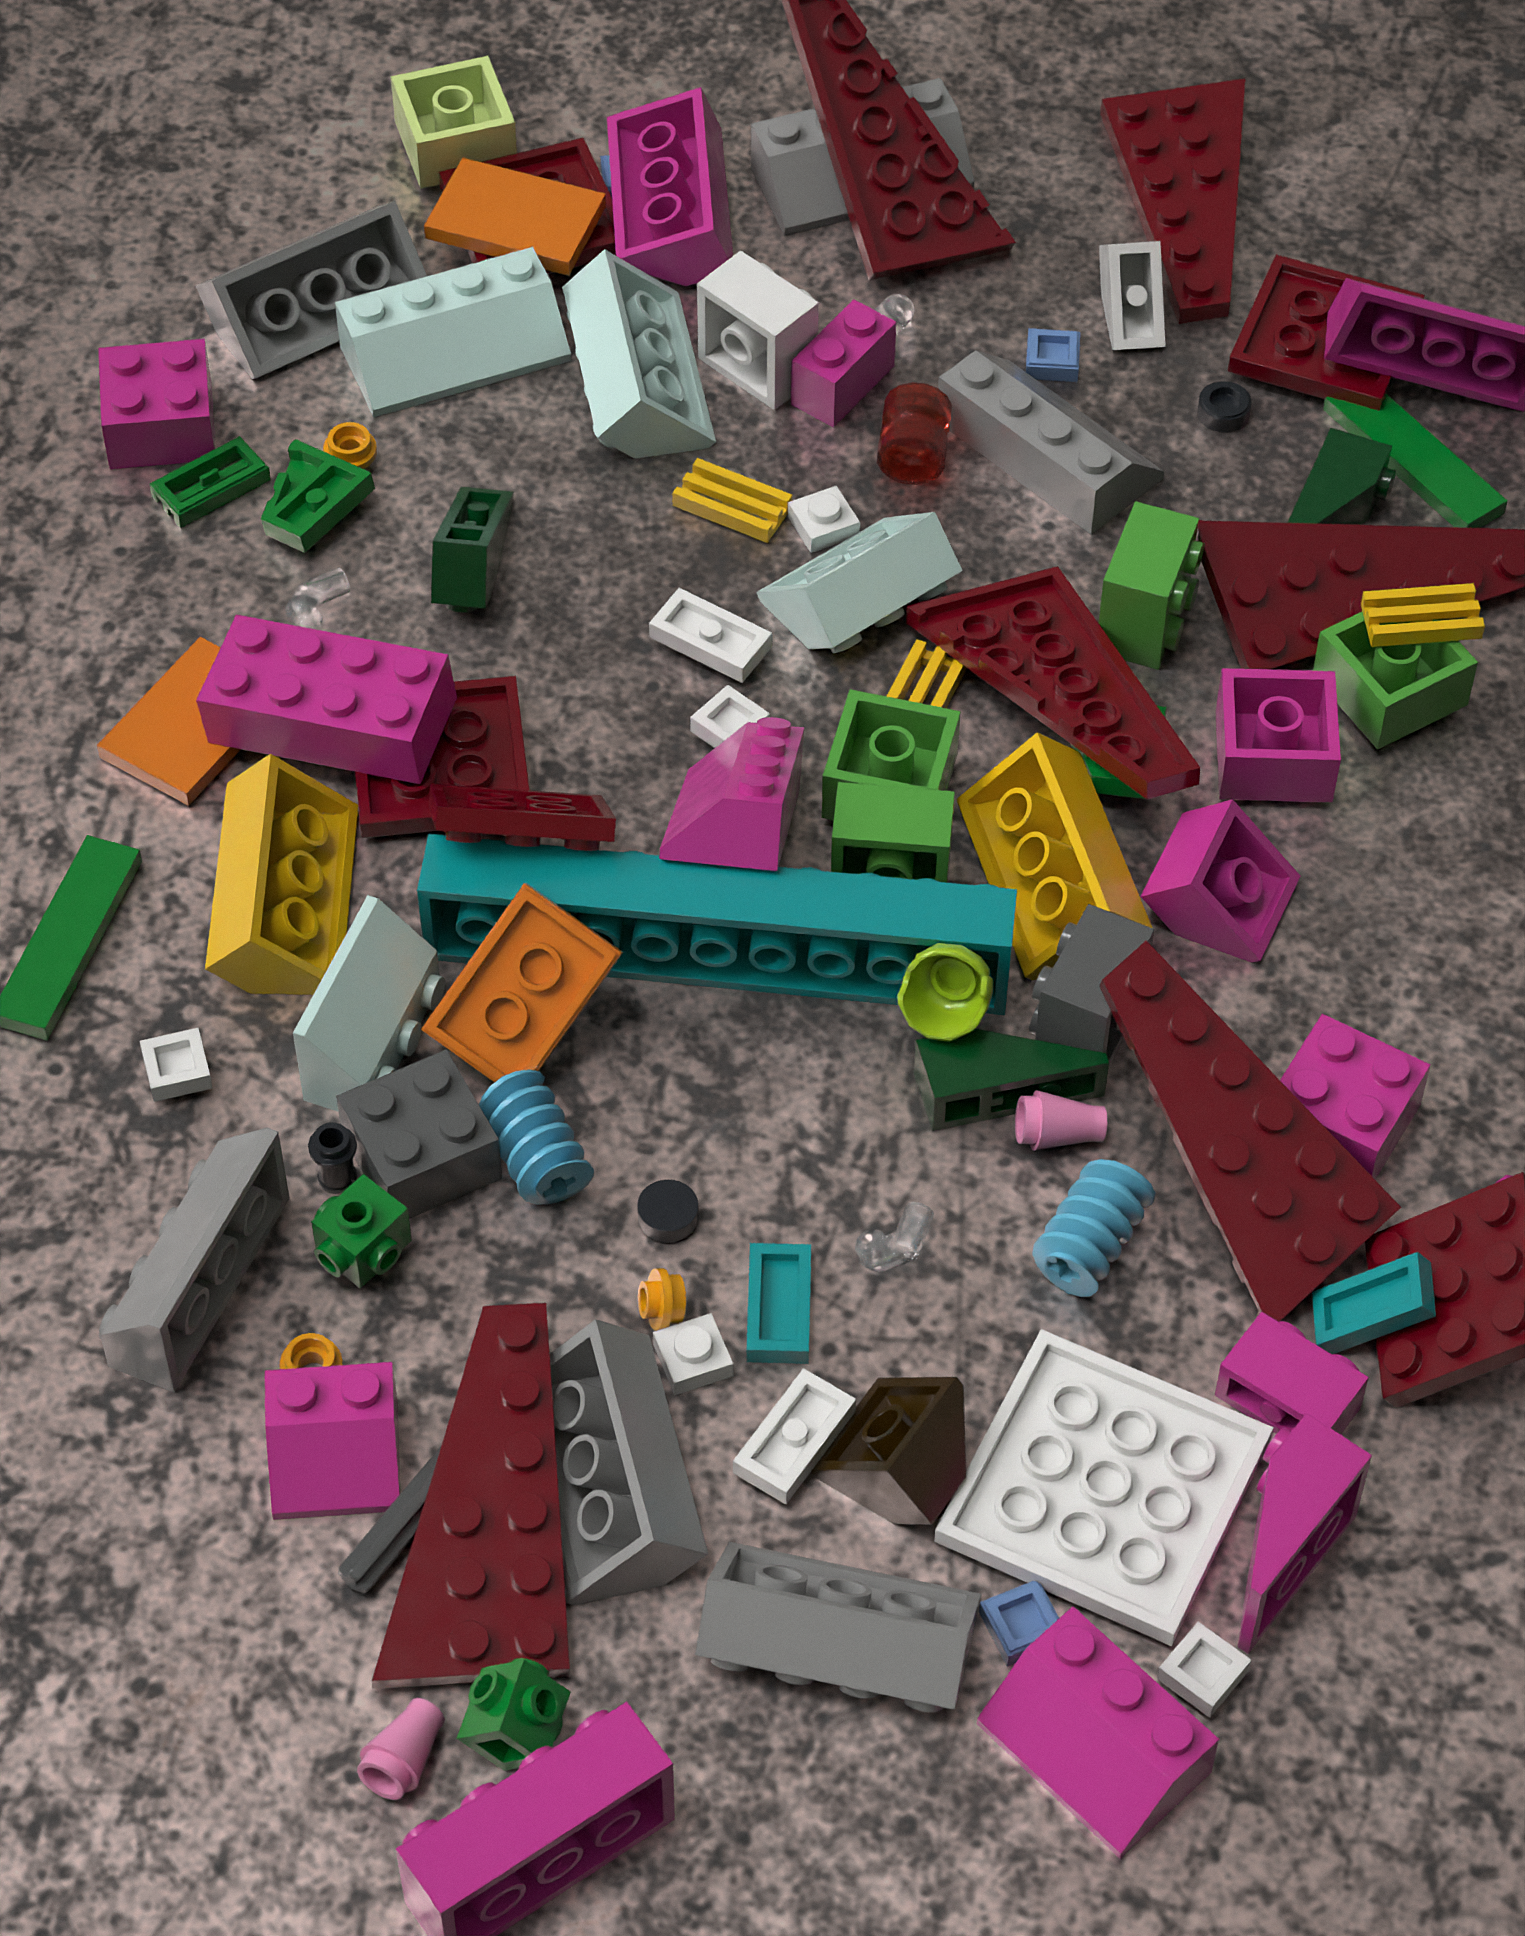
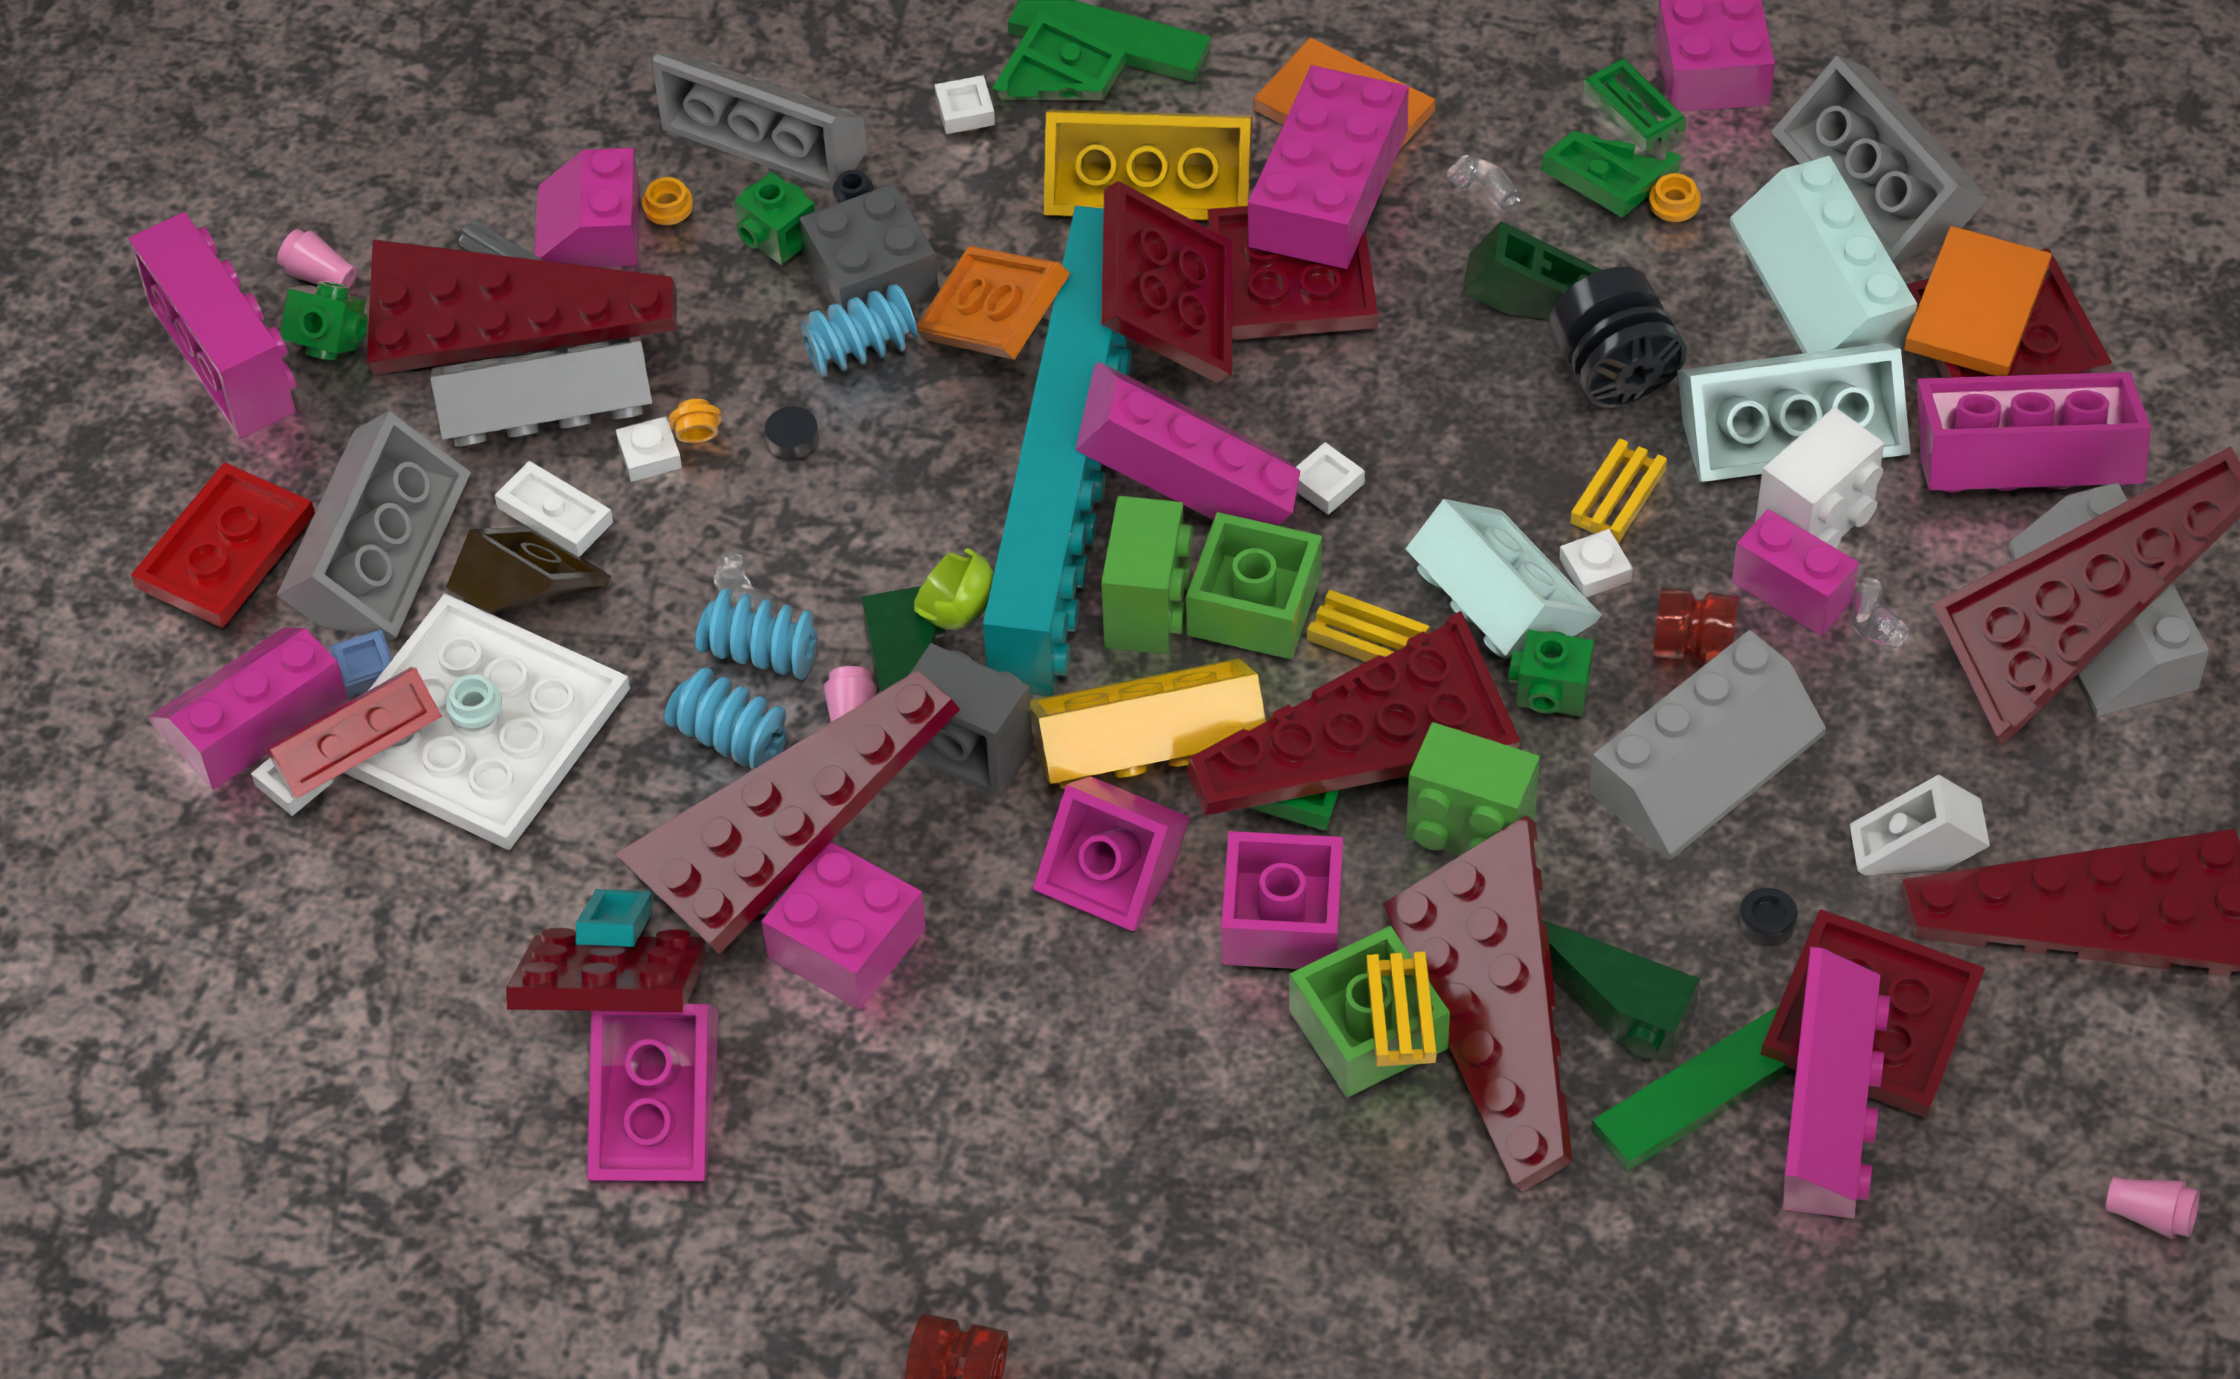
camera: 95 degrees right, 0 degrees up
(119, 973) = (1059, 64): none -> green wing
(366, 1006) = (990, 200): light aqua slope -> none
(452, 116) = (2116, 251): yellowish green brick -> none
(577, 468) = (1617, 337): none -> black wheel
(710, 635) = (1435, 465): white plate -> none
(778, 1303) = (691, 507): teal tile -> none
(863, 1796) = (223, 544): none -> red plate
(973, 1207) = (758, 635): none -> medium azure piece
(982, 544) = (1552, 672): none -> green brick
(1053, 355) = (1837, 767): medium blue tile -> none
(1105, 1452) = (472, 690): none -> light aqua plate
(1168, 1581) = (353, 732): none -> plate
(1283, 1376) = (549, 859): dark pink brick -> none
(1304, 1509) = (394, 826): dark pink slope -> none
(1491, 165) = (2156, 1204): none -> bright pink cone

